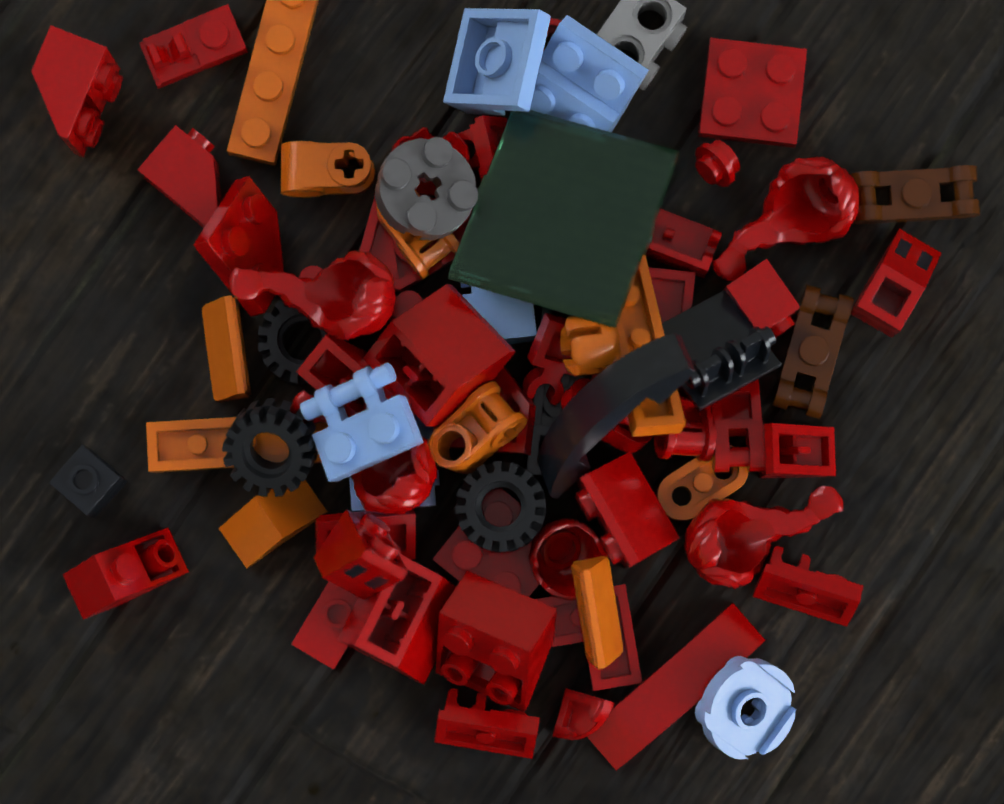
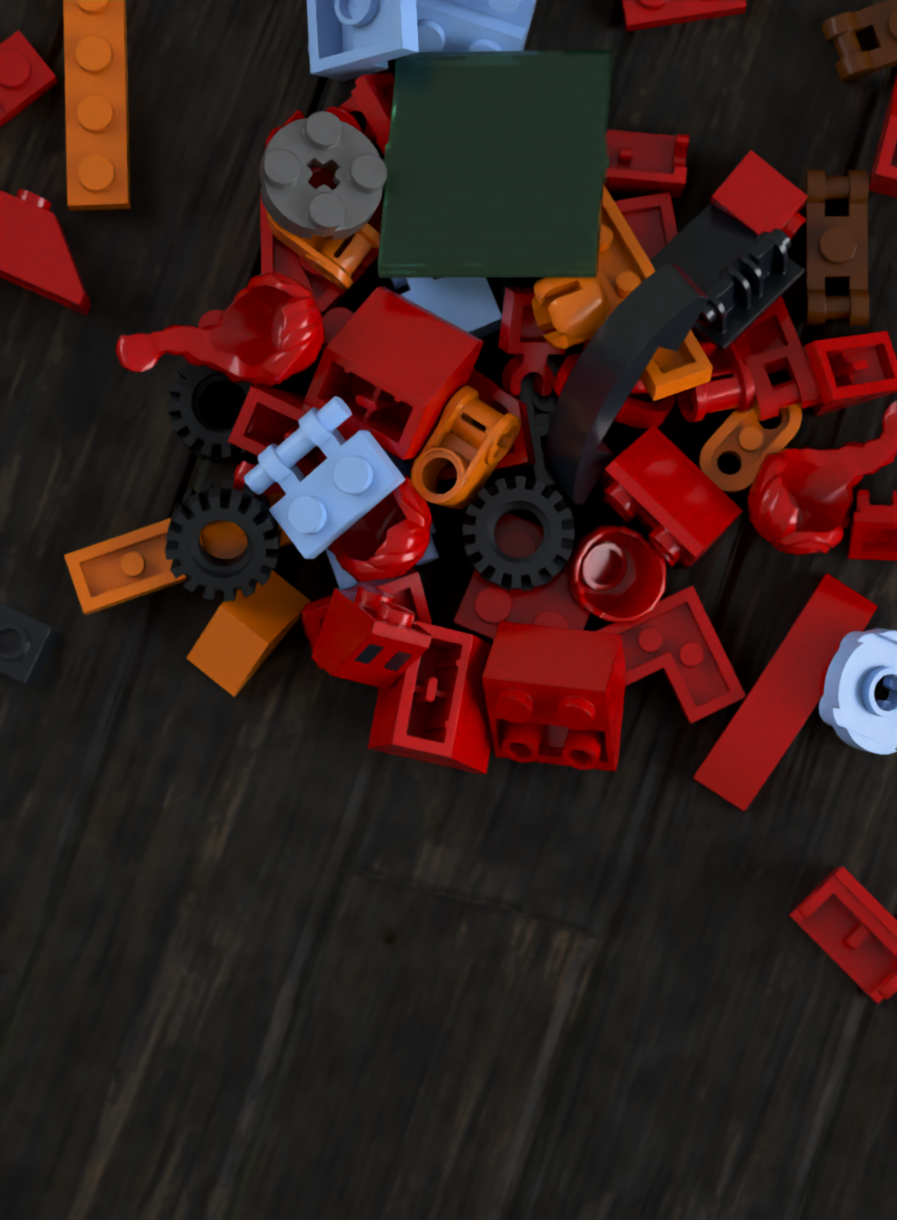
camera: 10 degrees left, 0 degrees up
(125, 572) = (89, 741): red slope -> none
(226, 349) = (134, 442): orange slope -> none
(243, 236) = (117, 297): red plate -> none
(316, 167) = (184, 195): orange piece -> none
(324, 624) = (347, 734): red plate -> none
(492, 731) = (578, 806): red plate -> none
(580, 715) = (684, 757): red tile -> none
(597, 610) = (669, 624): orange slope -> none
(717, 163) = (658, 55): red plate -> none
(804, 204) = (778, 72): red hair -> none

